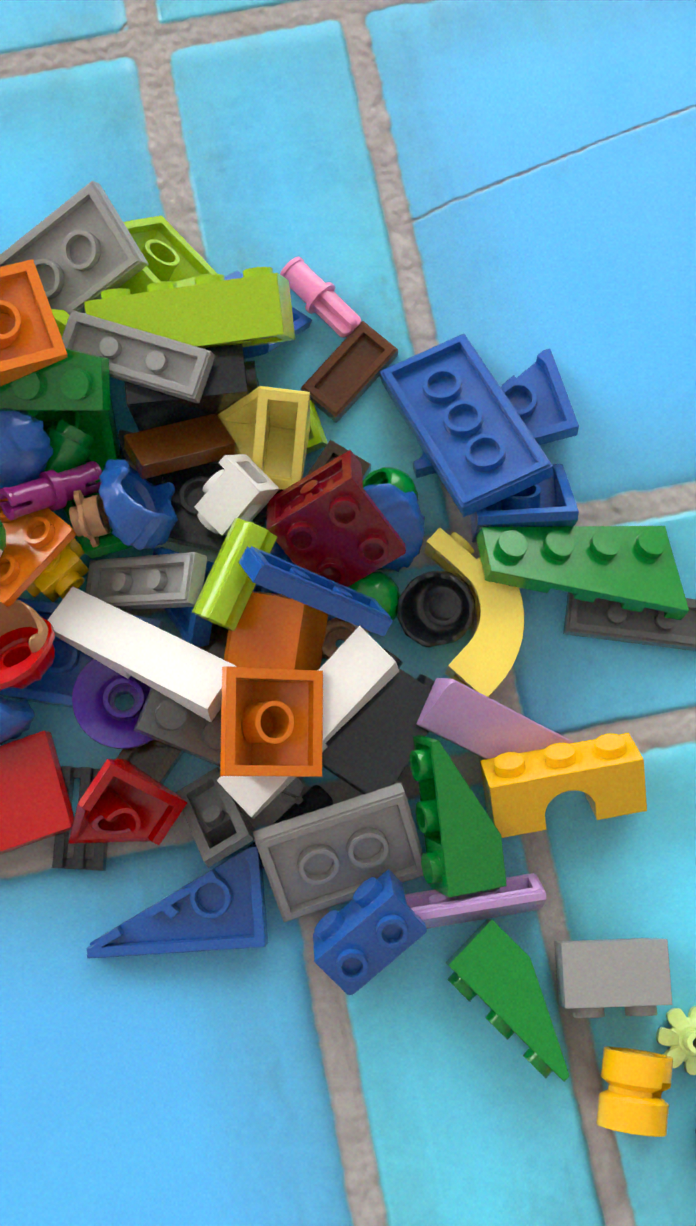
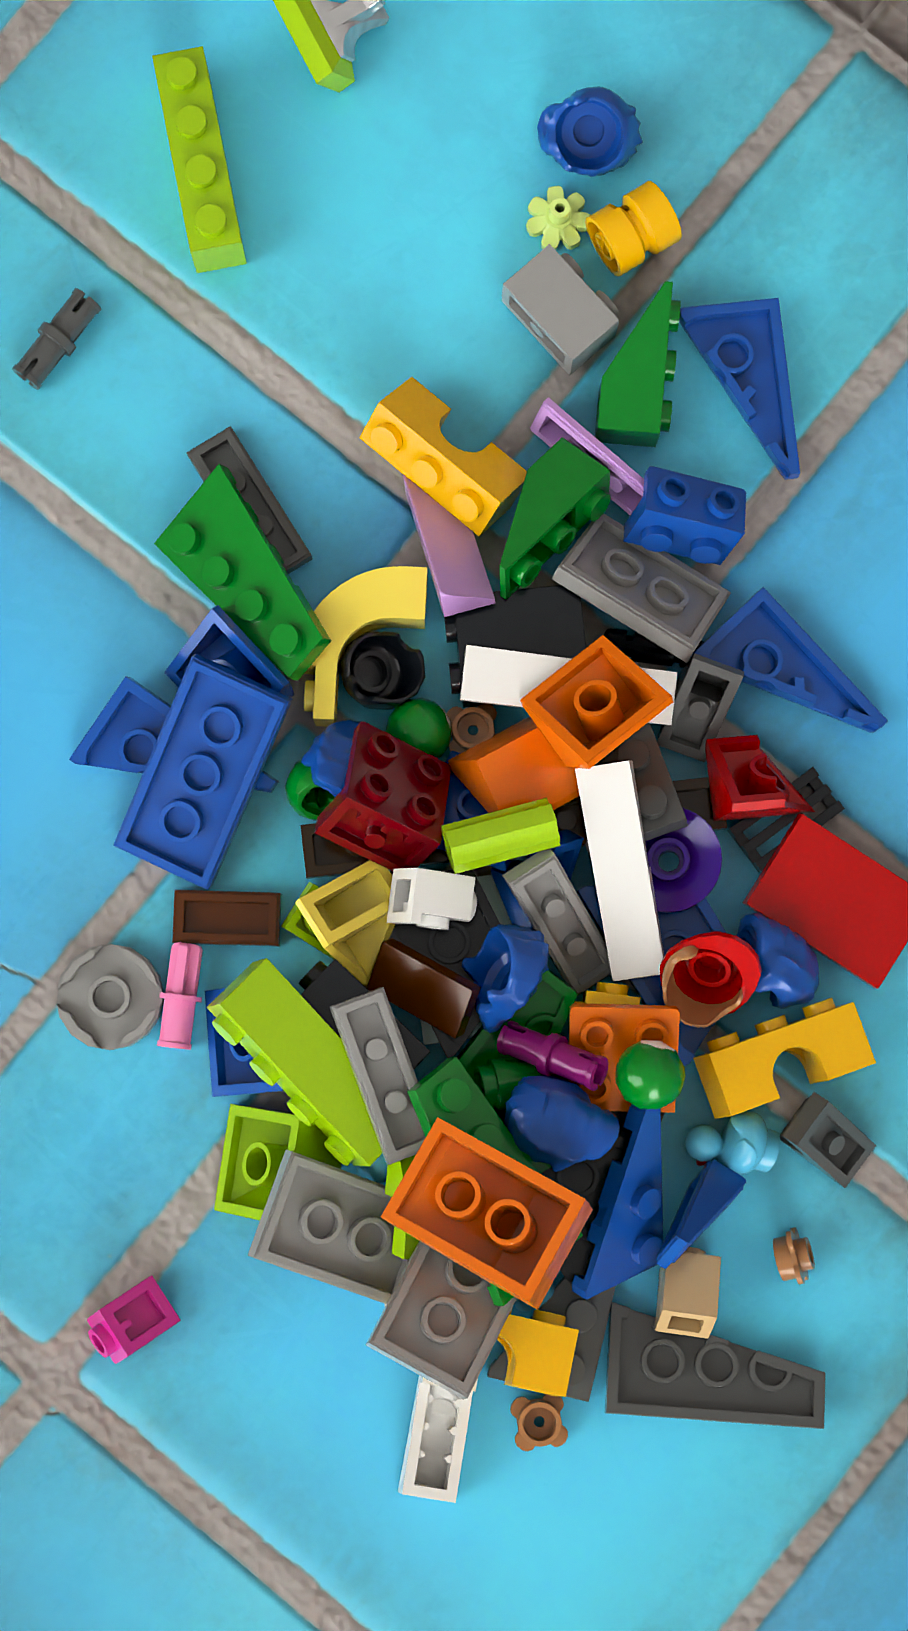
camera: 135 degrees left, 5 degrees up
(89, 517) = (548, 1005): medium nougat plate -> none
(133, 107) = (131, 1321): none -> dark pink bracket
(314, 590) = (462, 756): blue tile -> none
(361, 255) = (109, 997): none -> light grey tile
(456, 1095) = (748, 358): none -> blue wing

